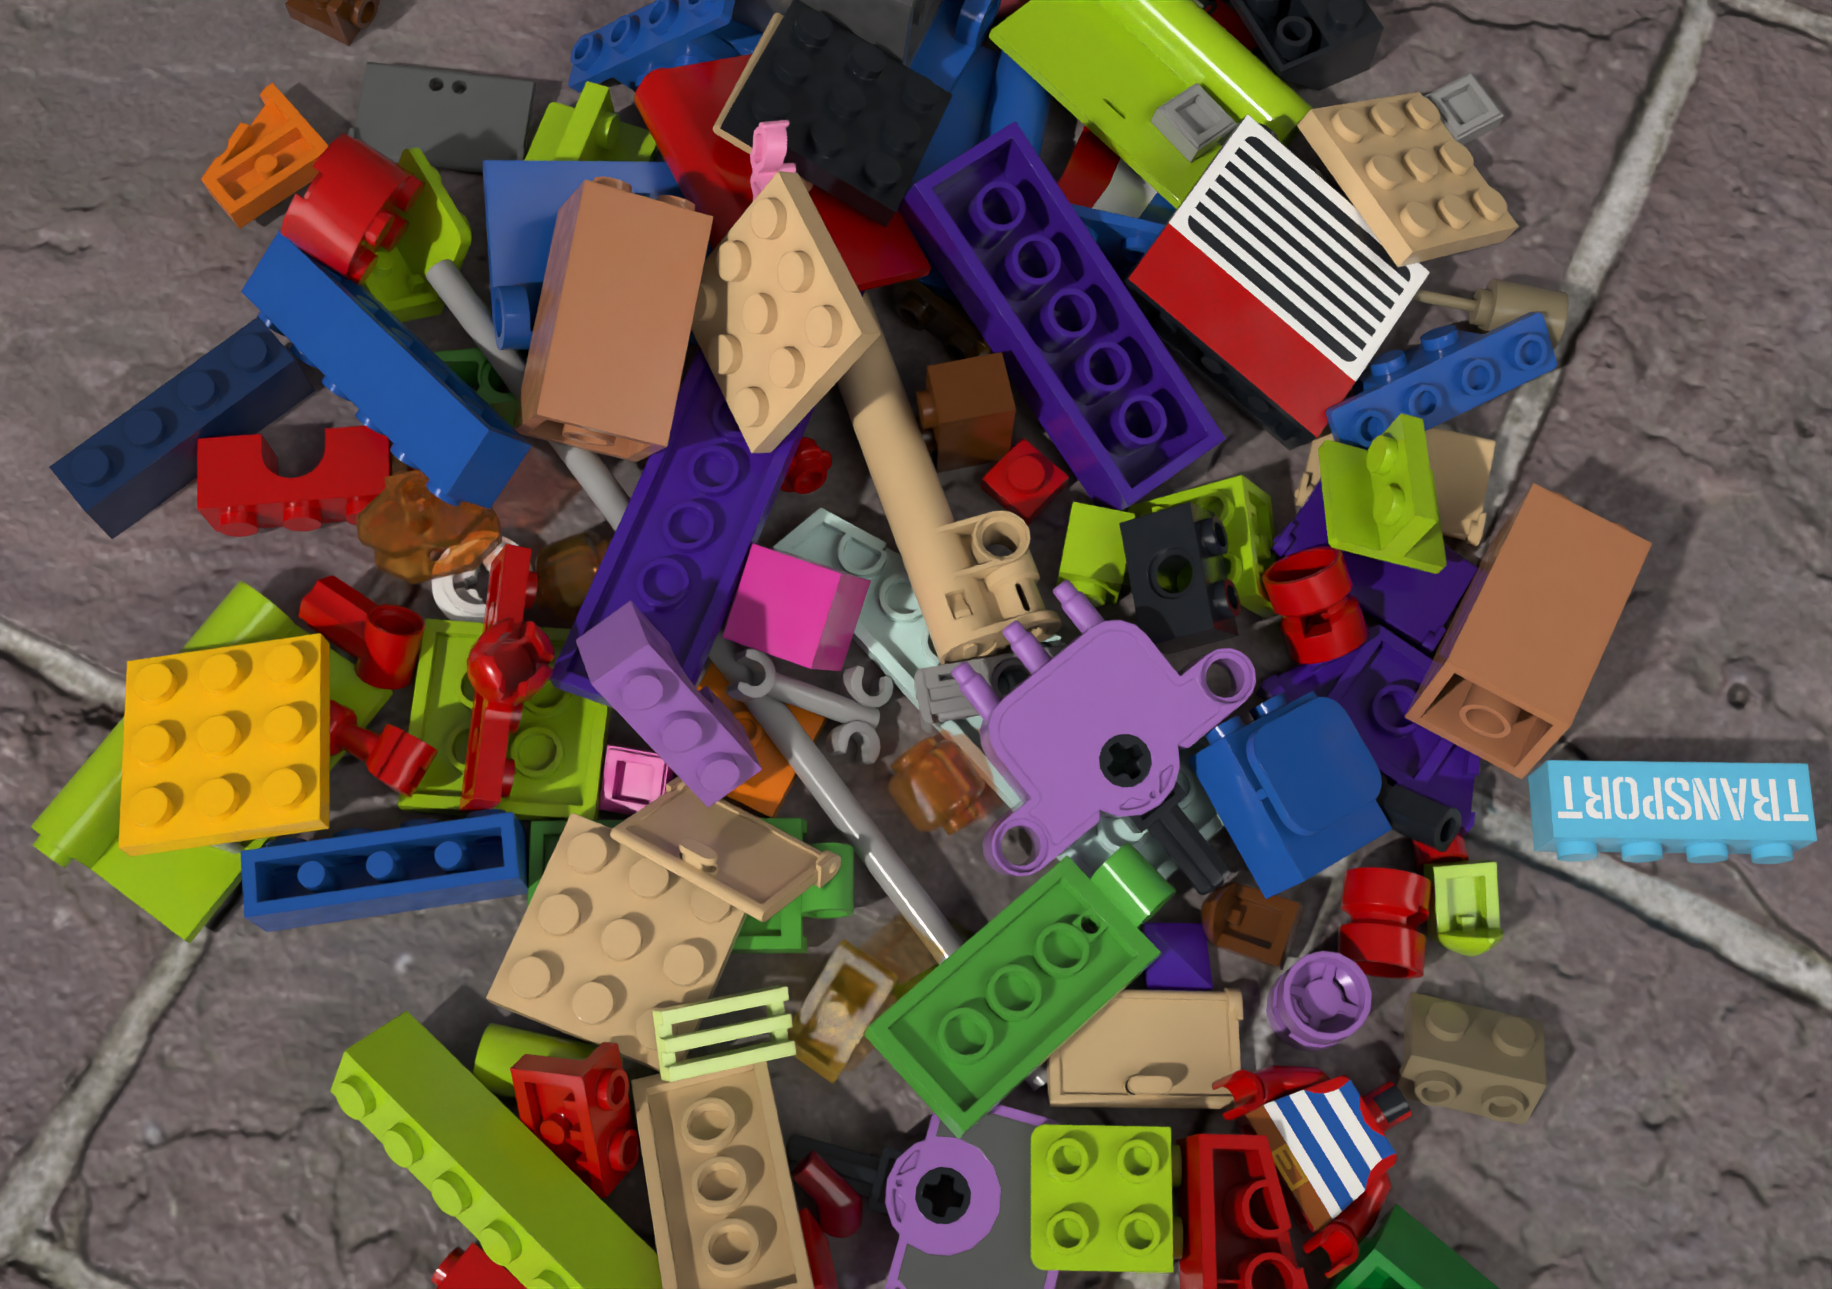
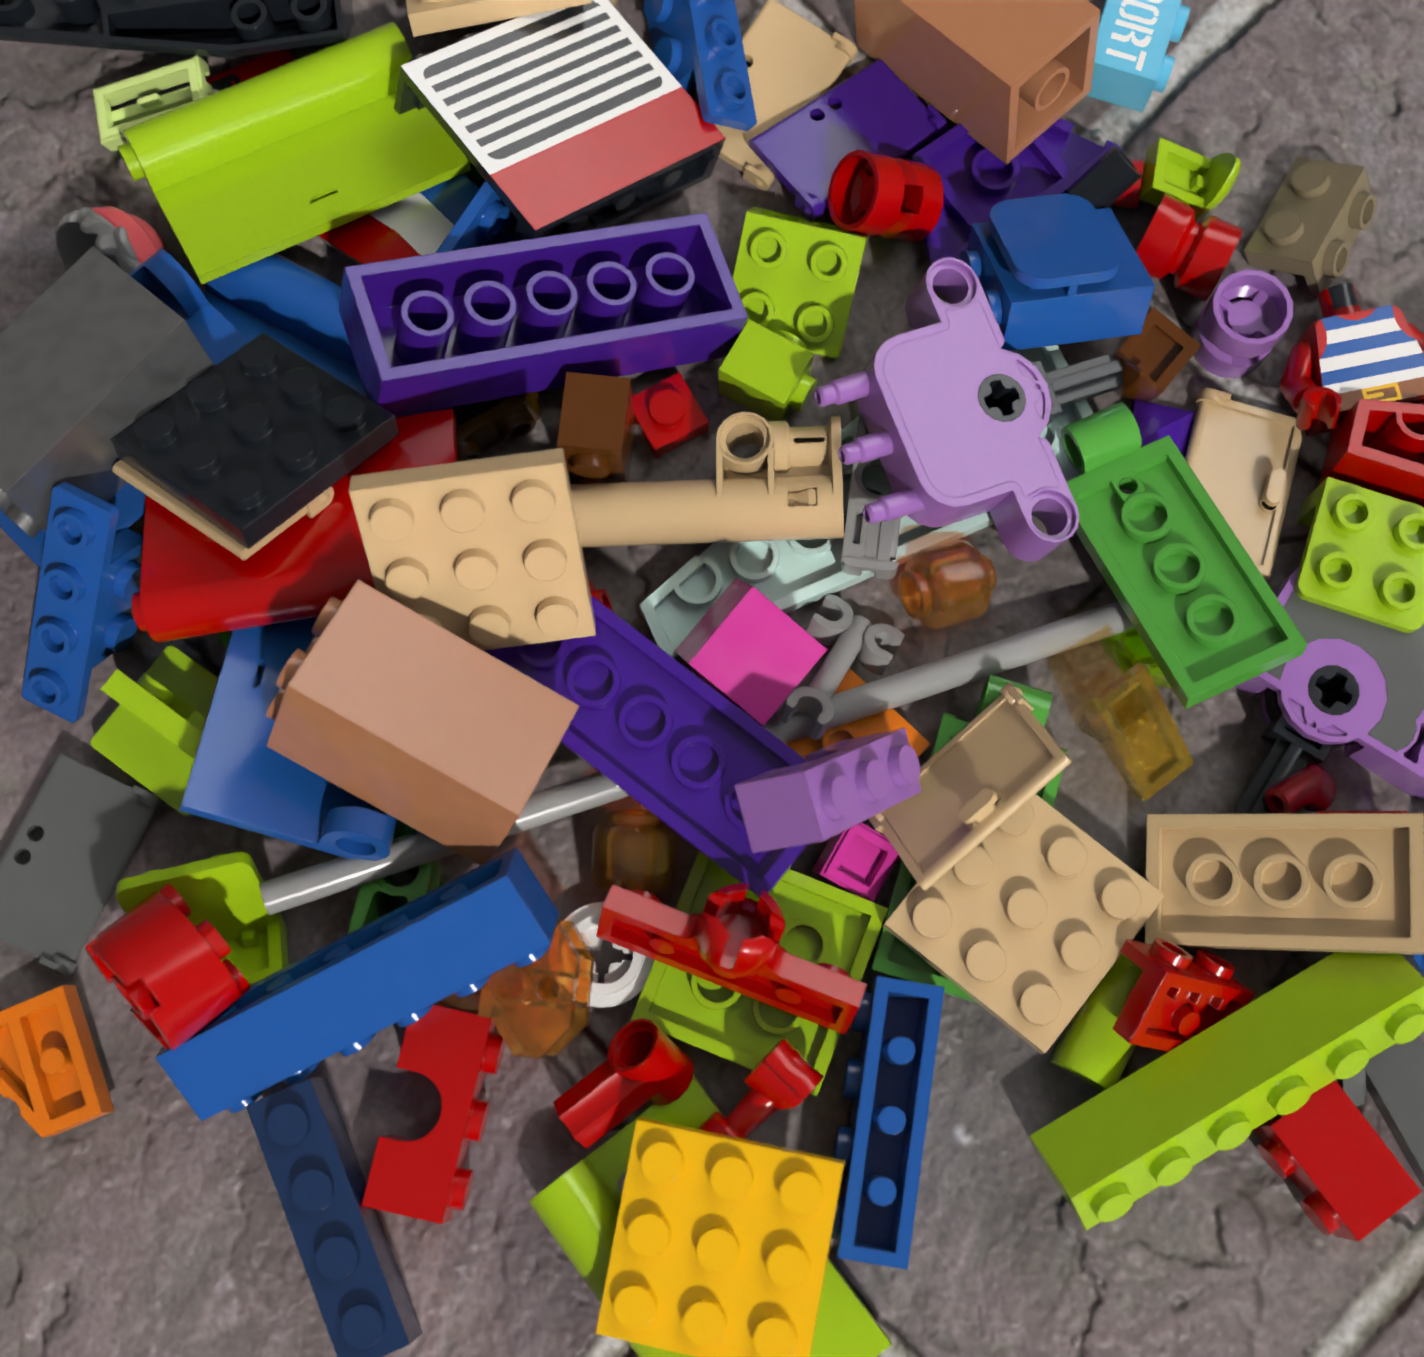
camera: 70 degrees left, 5 degrees up
(768, 154) = (306, 510): bright pink piece -> none
(775, 1023) = (1150, 840): yellowish green tile -> none
(1155, 554) = (861, 322): black brick -> none
(1192, 122) = (364, 132): light grey tile -> none
(1384, 498) = (809, 95): lime bracket -> none

